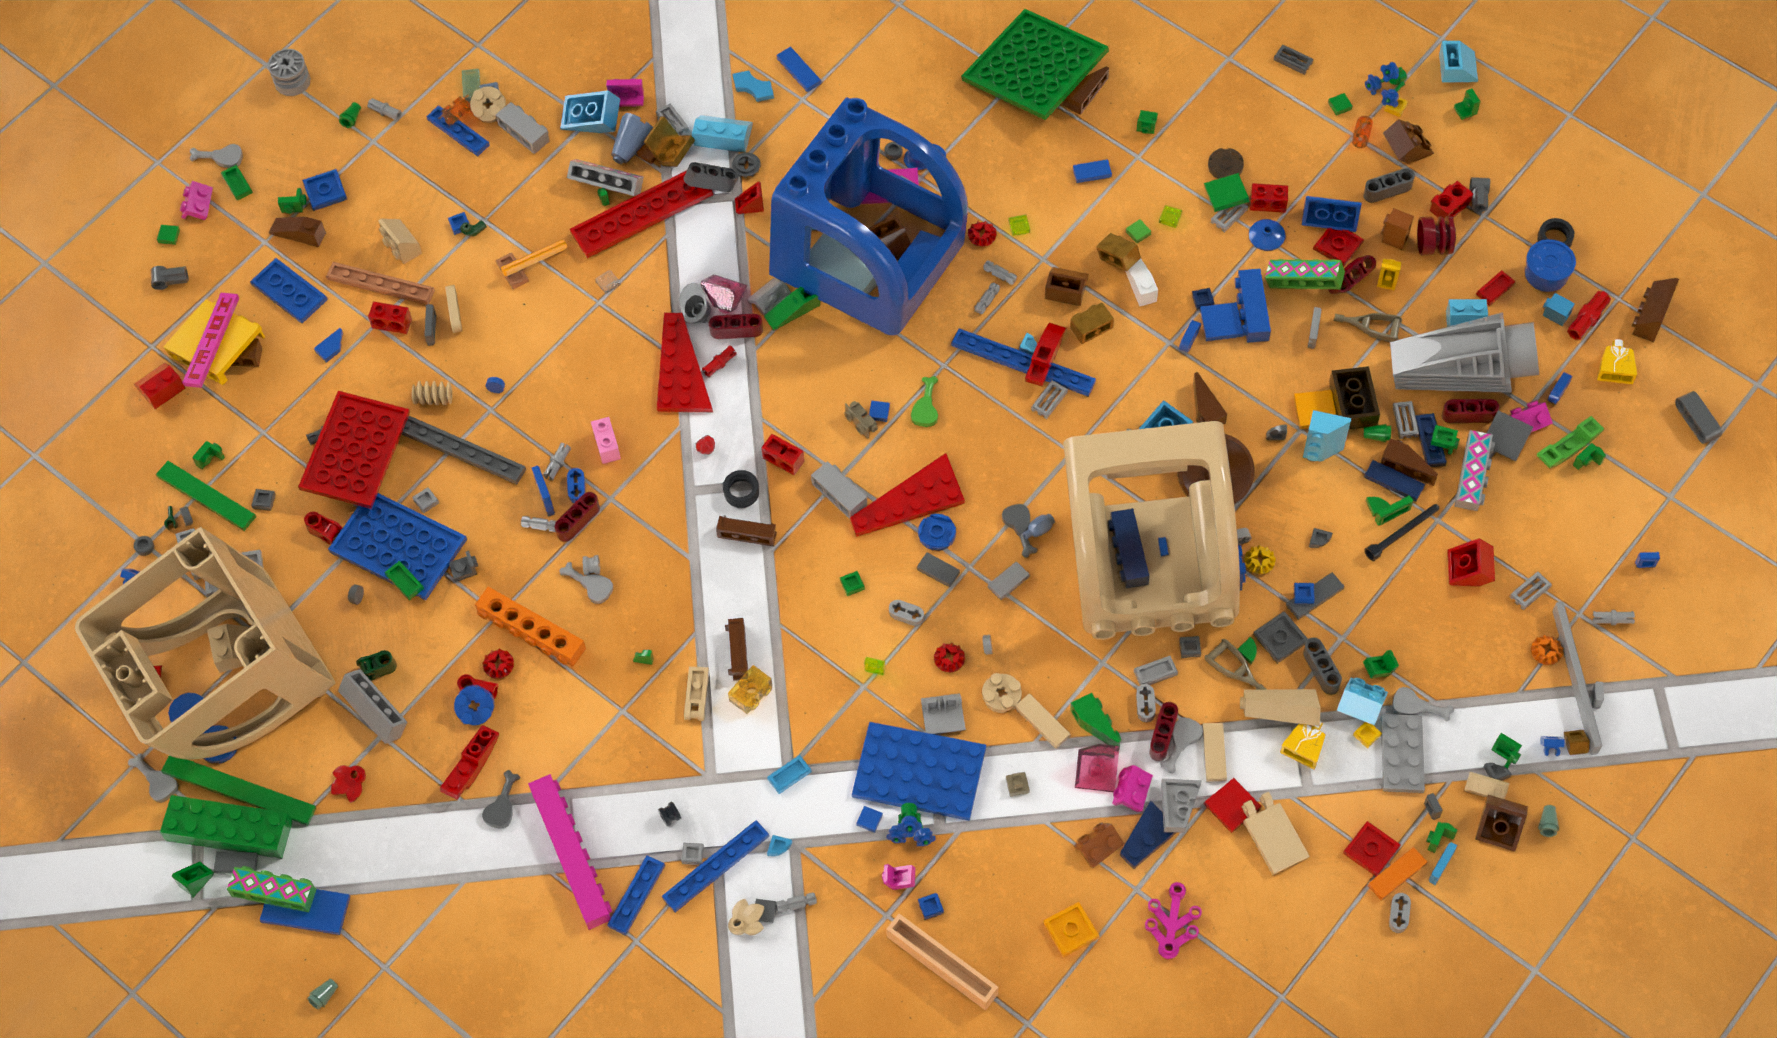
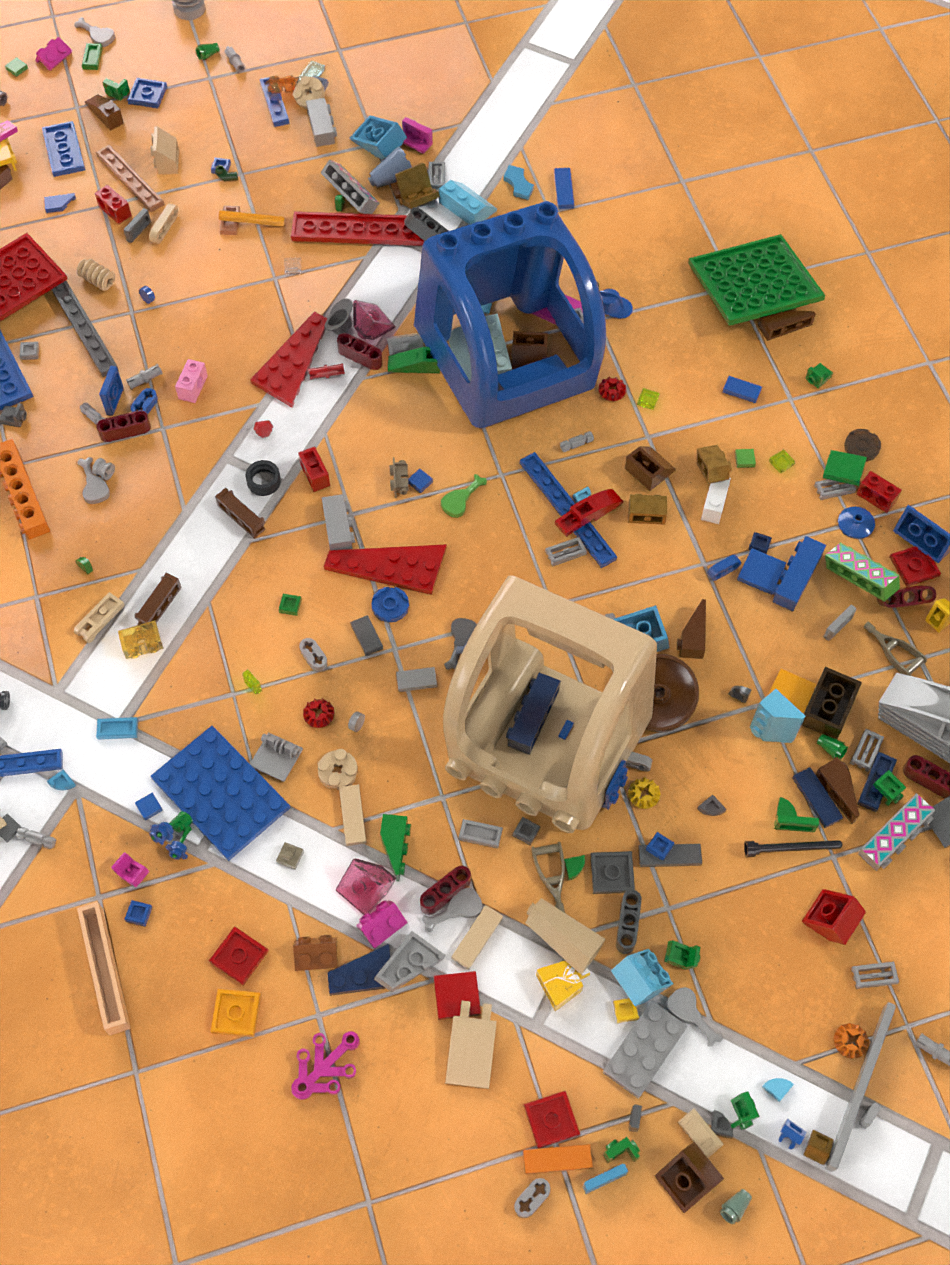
camera: 30 degrees right, 0 degrees up
(1000, 272) = (603, 427): light grey axle -> none
(1038, 886) = (238, 955): none -> red tile
(1150, 702) = (447, 852): light grey beam -> none
(1518, 718) = (778, 1087): none -> medium azure tile

